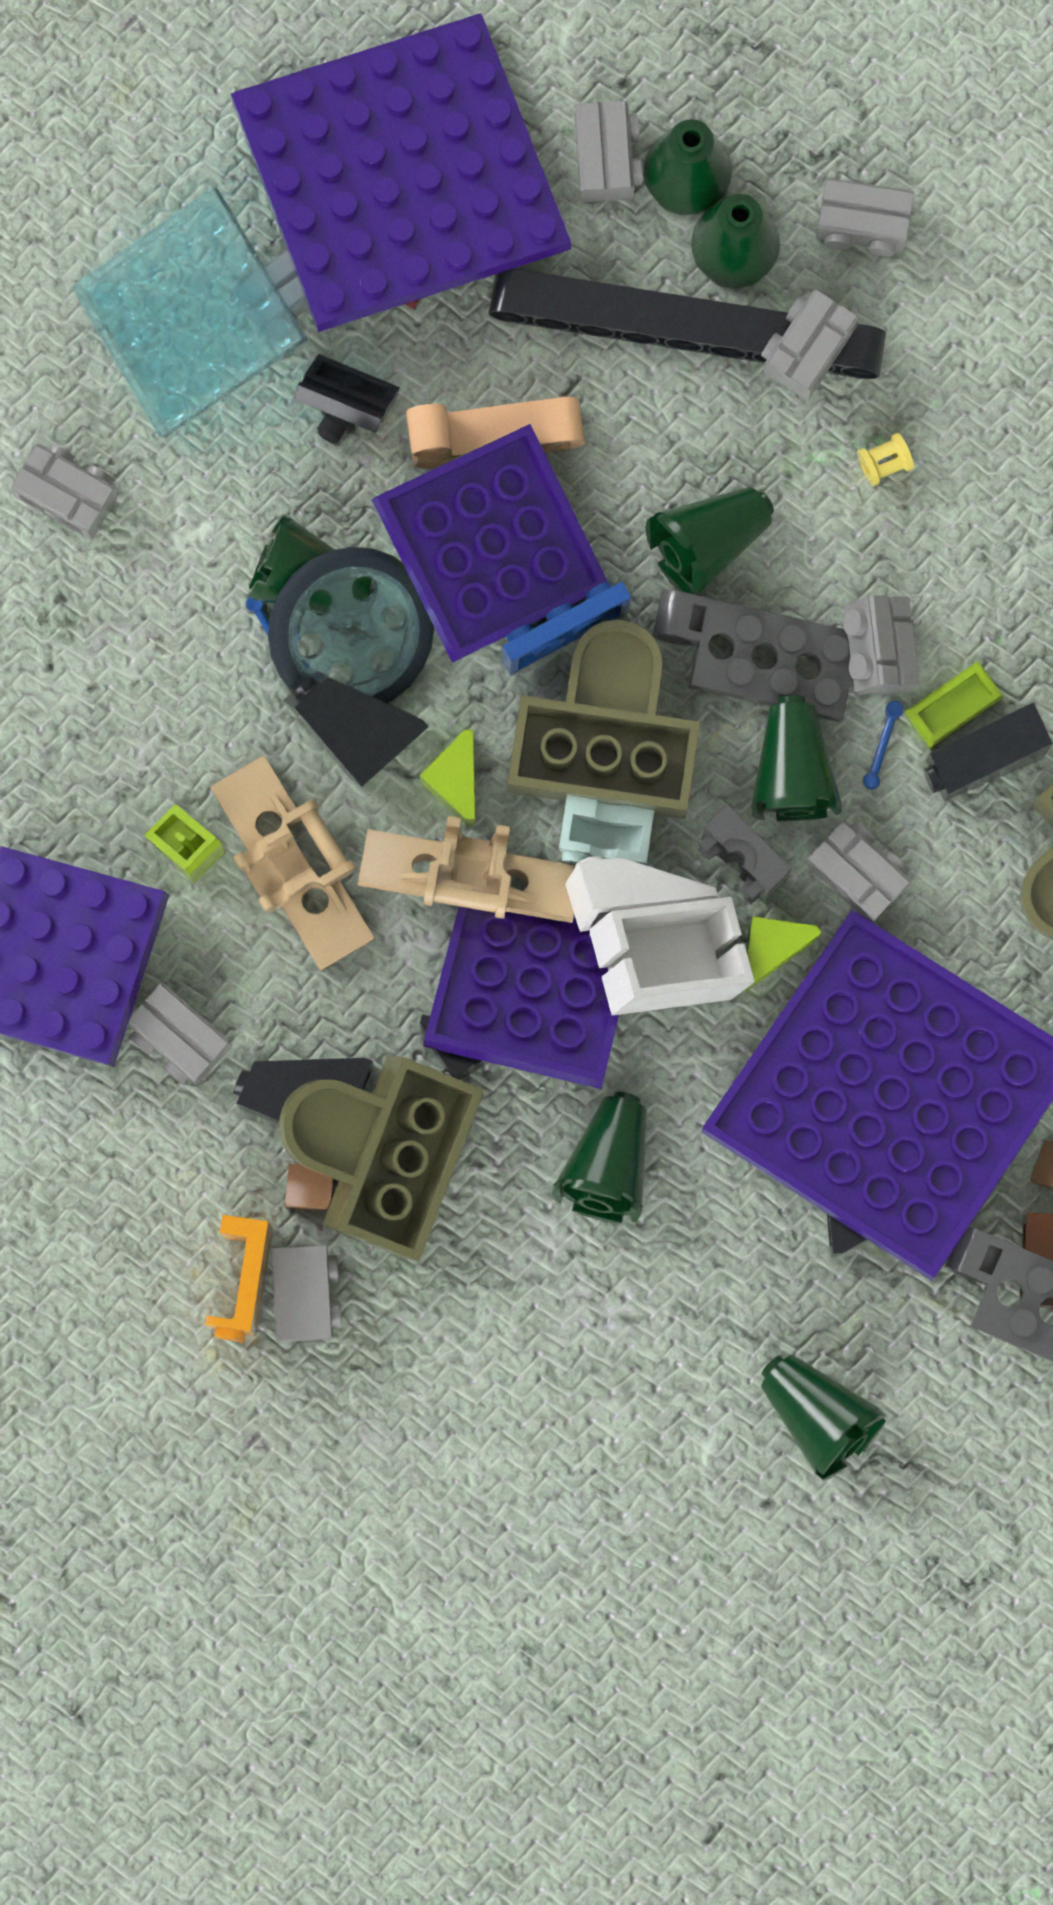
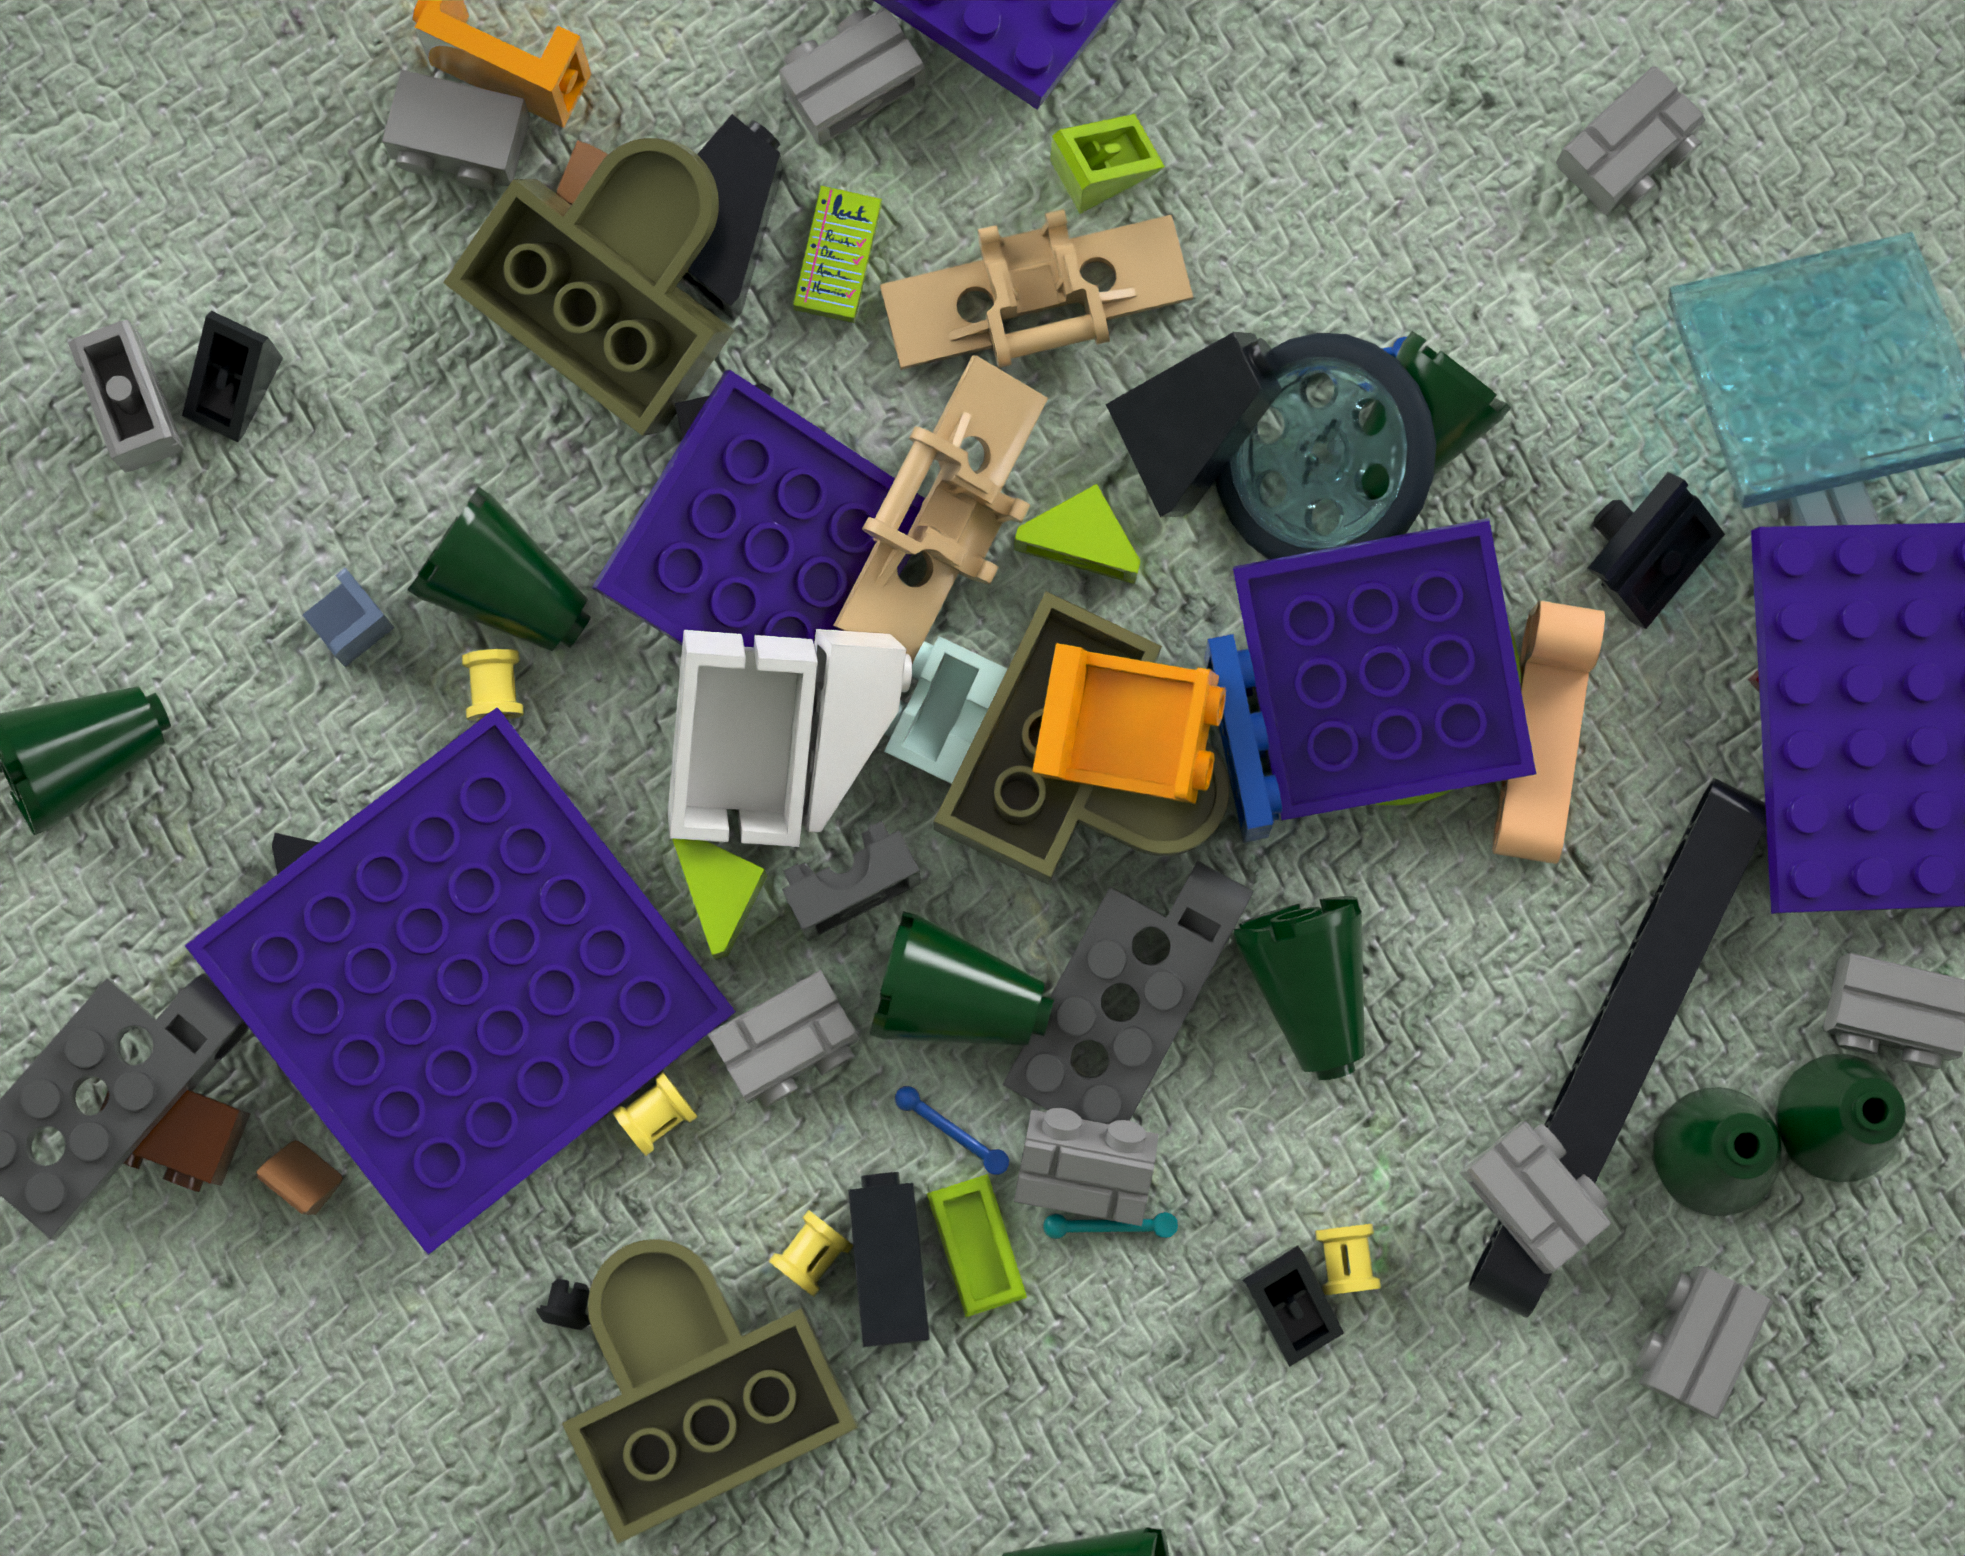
camera: 105 degrees right, 0 degrees up
(306, 1007) = (837, 254): none -> lime tile
(528, 1396) = (229, 376): none -> black slope
(563, 1459) = (126, 396): none -> light grey brick
(585, 693) = (1128, 724): none -> light orange panel
(668, 1259) = (348, 620): none -> sand blue panel
(682, 1144) = (492, 683): none -> light yellow bush
(924, 657) = (1056, 1225): none -> teal hinge
(925, 489) = (1291, 1305): none -> black slope
(937, 942) = (654, 1113): none -> light yellow bush
(995, 810) = (811, 1253): none -> light yellow bush

